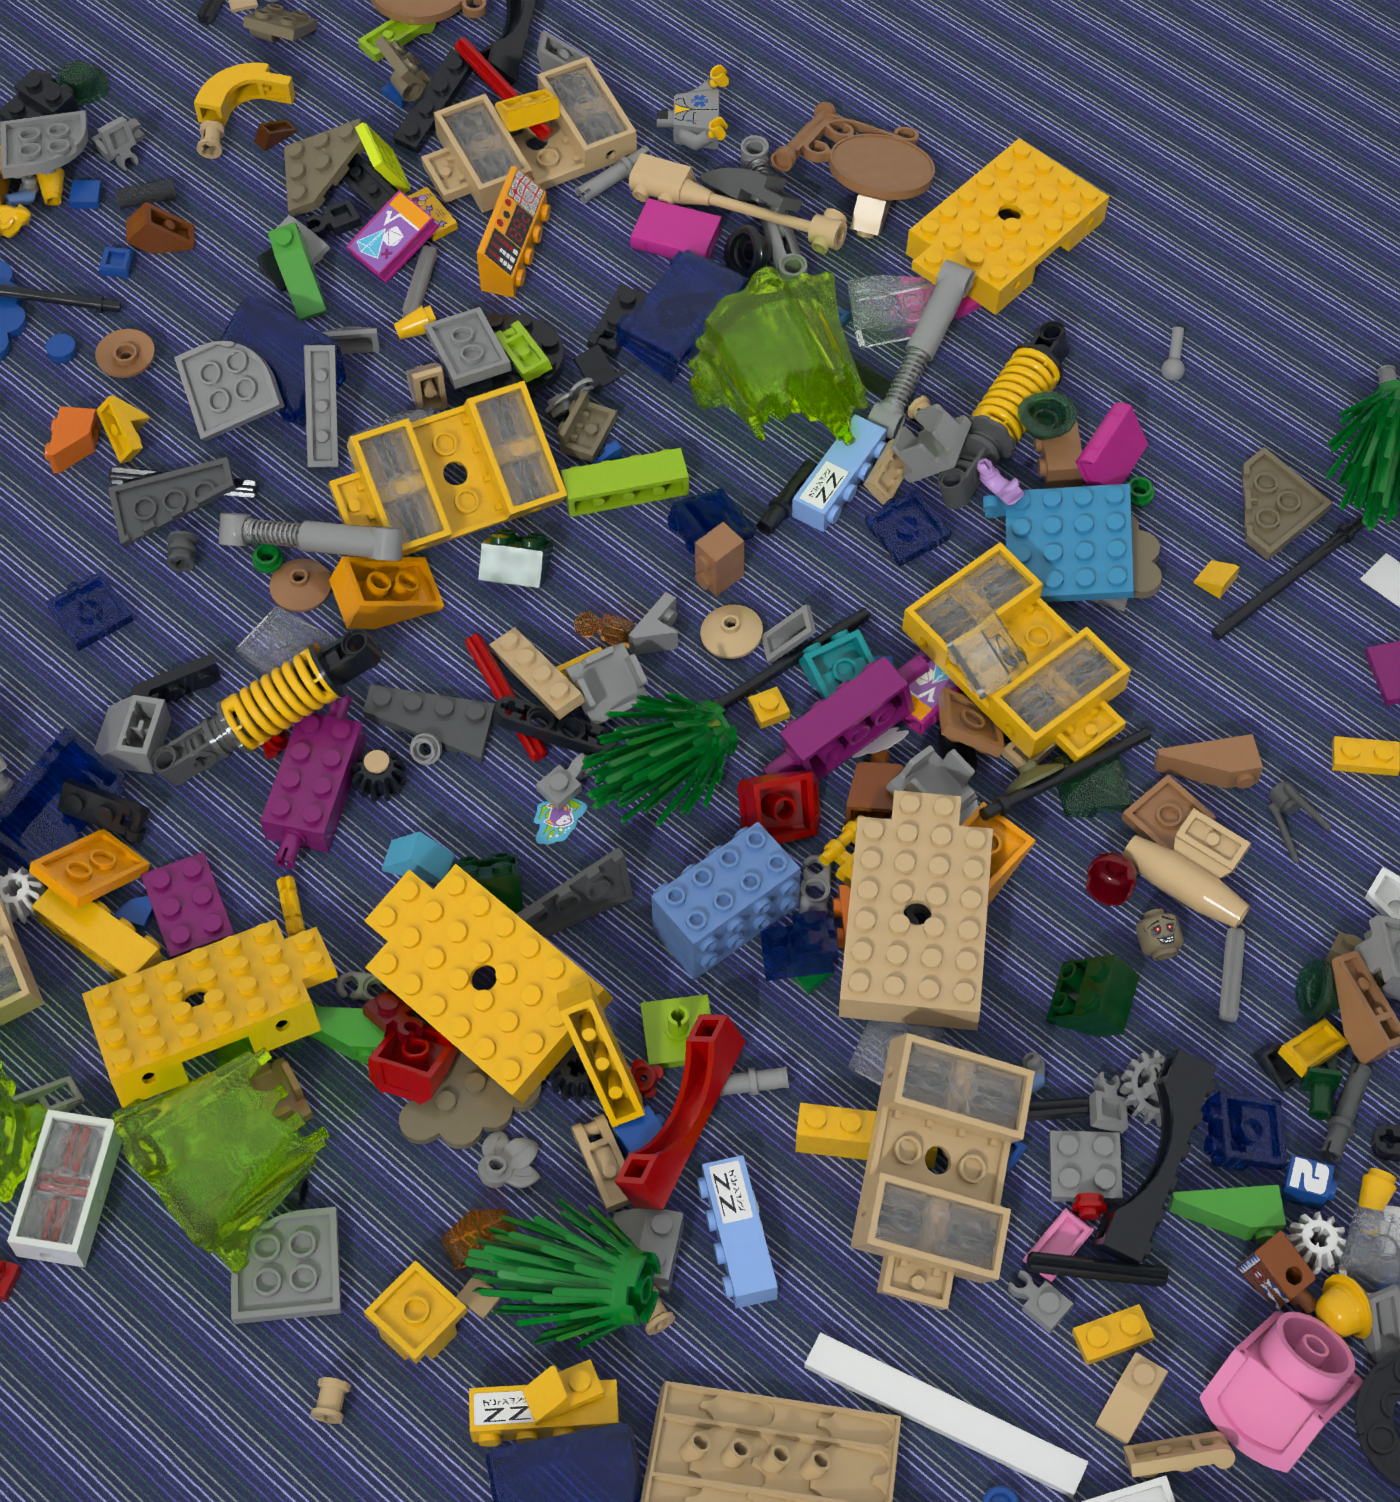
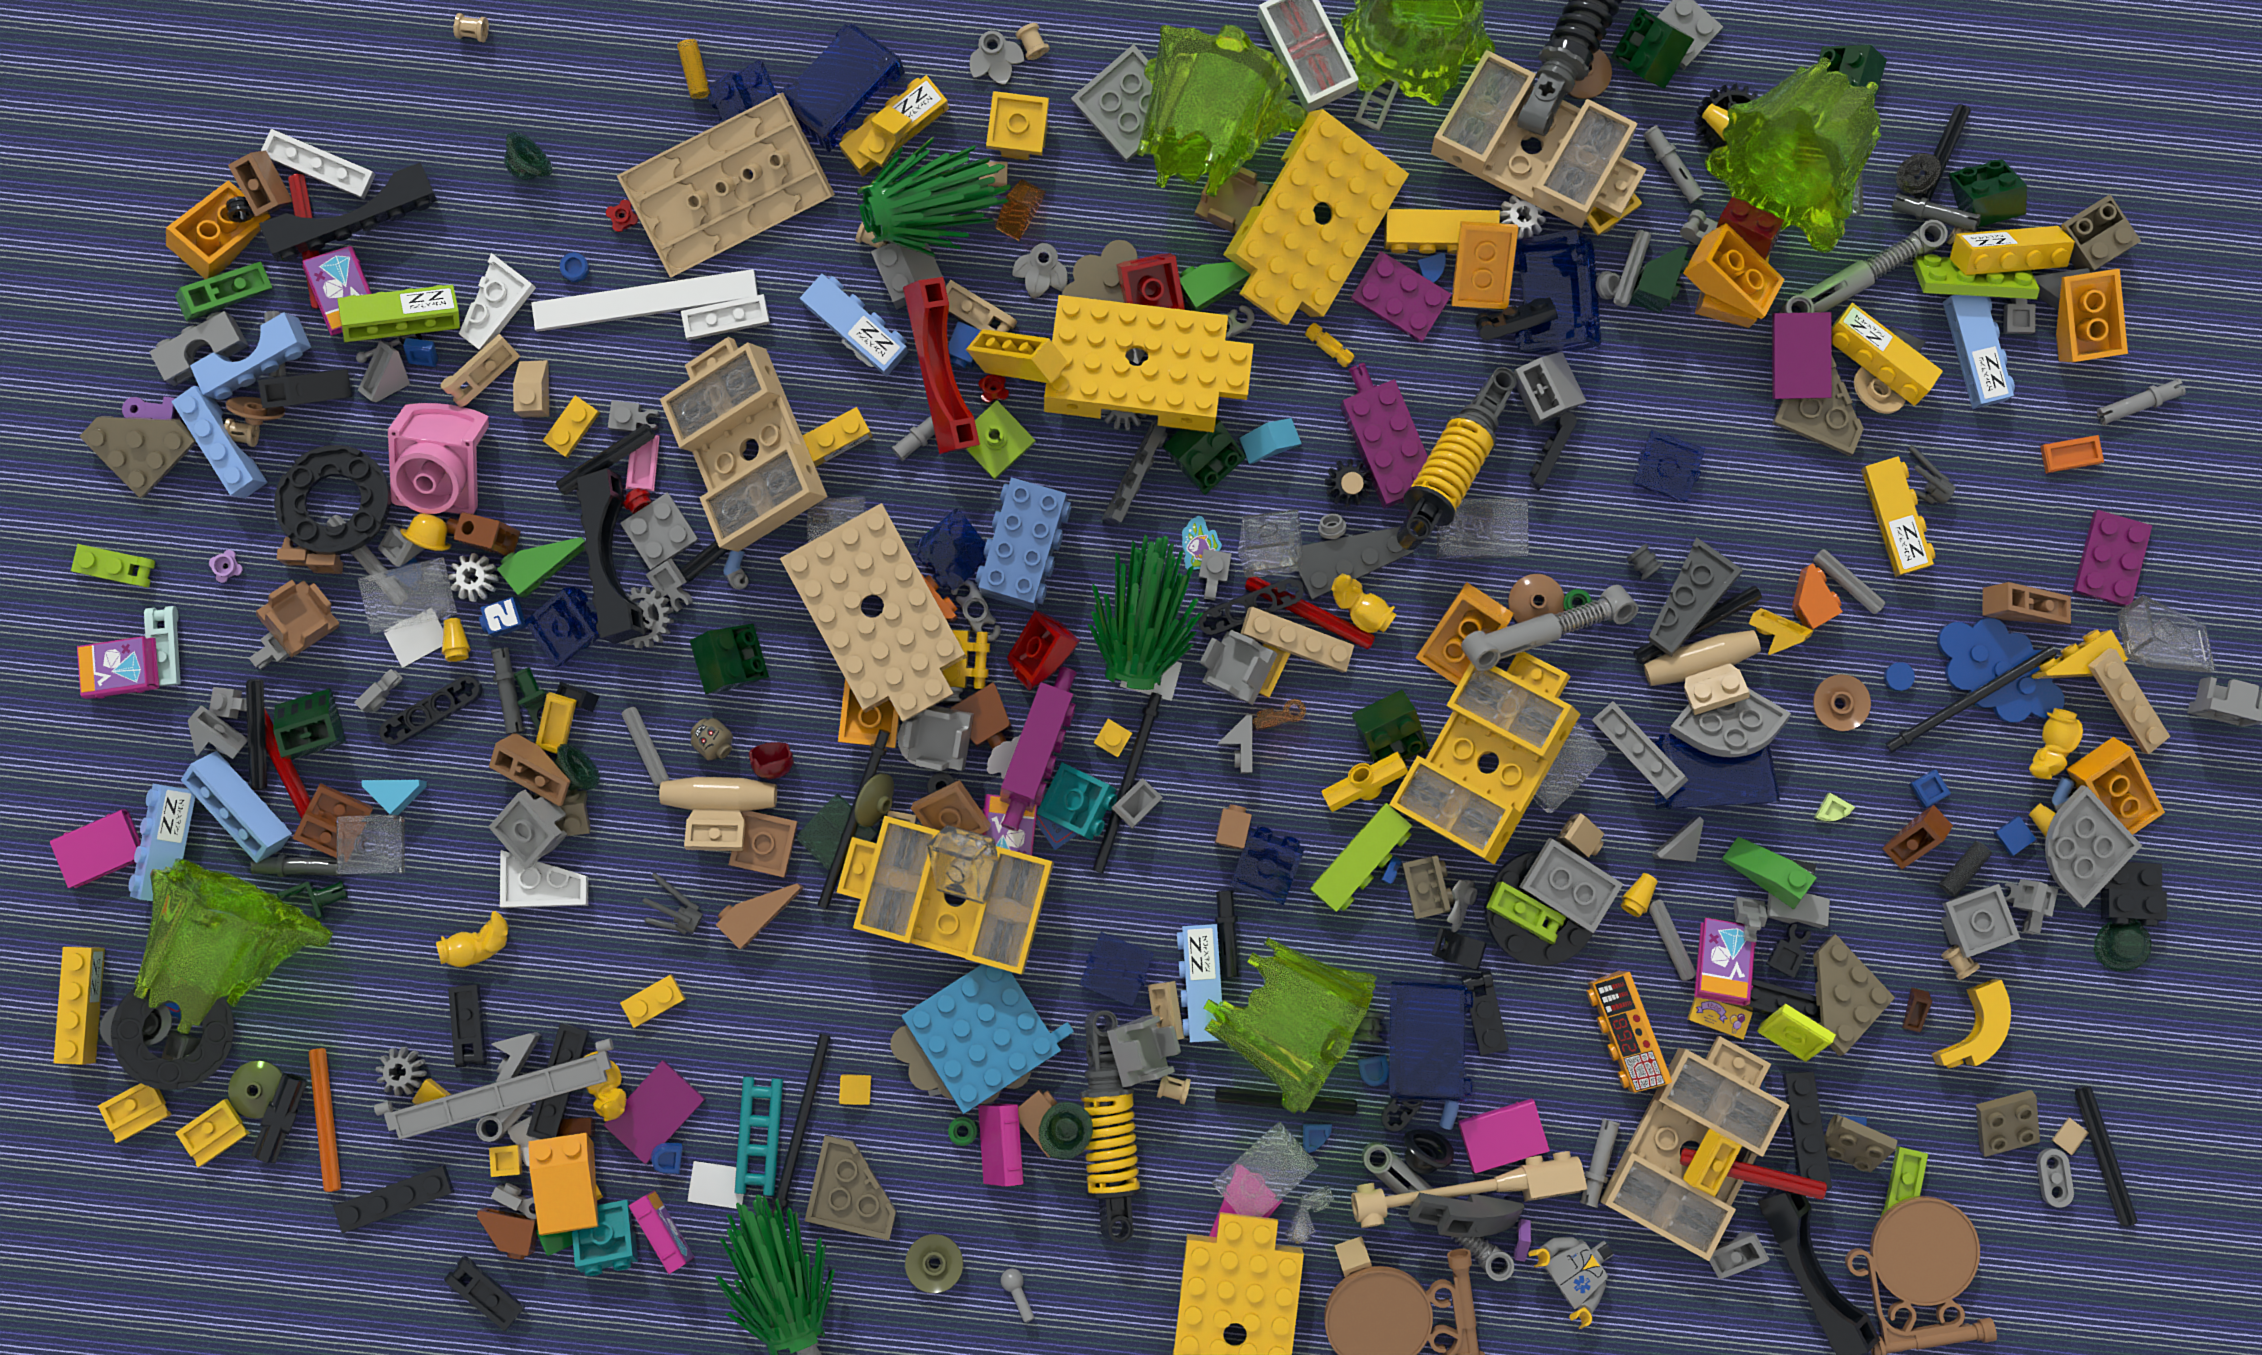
camera: 145 degrees right, 25 degrees up
(30, 437) = (1849, 581): none -> light grey axle
(171, 149) = (1979, 921): none -> light grey panel
(205, 293) = (1833, 809): none -> yellowish green tile
(212, 427) = (1707, 669): none -> tan plate
(340, 255) = (1751, 914): none -> light grey plate
(382, 1410) = (997, 61): none -> light grey plate
(392, 1013) = (1188, 299): dark red plate -> none
(454, 660) = (1366, 610): none -> yellow animal
(491, 765) = (1271, 543): none -> clear slope
(592, 537) = (1365, 781): none -> yellow piece
(720, 158) = (1524, 1240): none -> medium lavender tile
(732, 641) = (1182, 799): tan dish -> none
(869, 1333) = (725, 317): none -> white plate
(894, 262) = (1301, 1224): none -> clear slope
(951, 286) = (1213, 1141): light grey piece -> none
(1006, 490) = (1060, 1045): lavender piece -> none
(1237, 402) = (931, 1278): none -> olive dish
(1337, 611) = (746, 1149): none -> teal bar

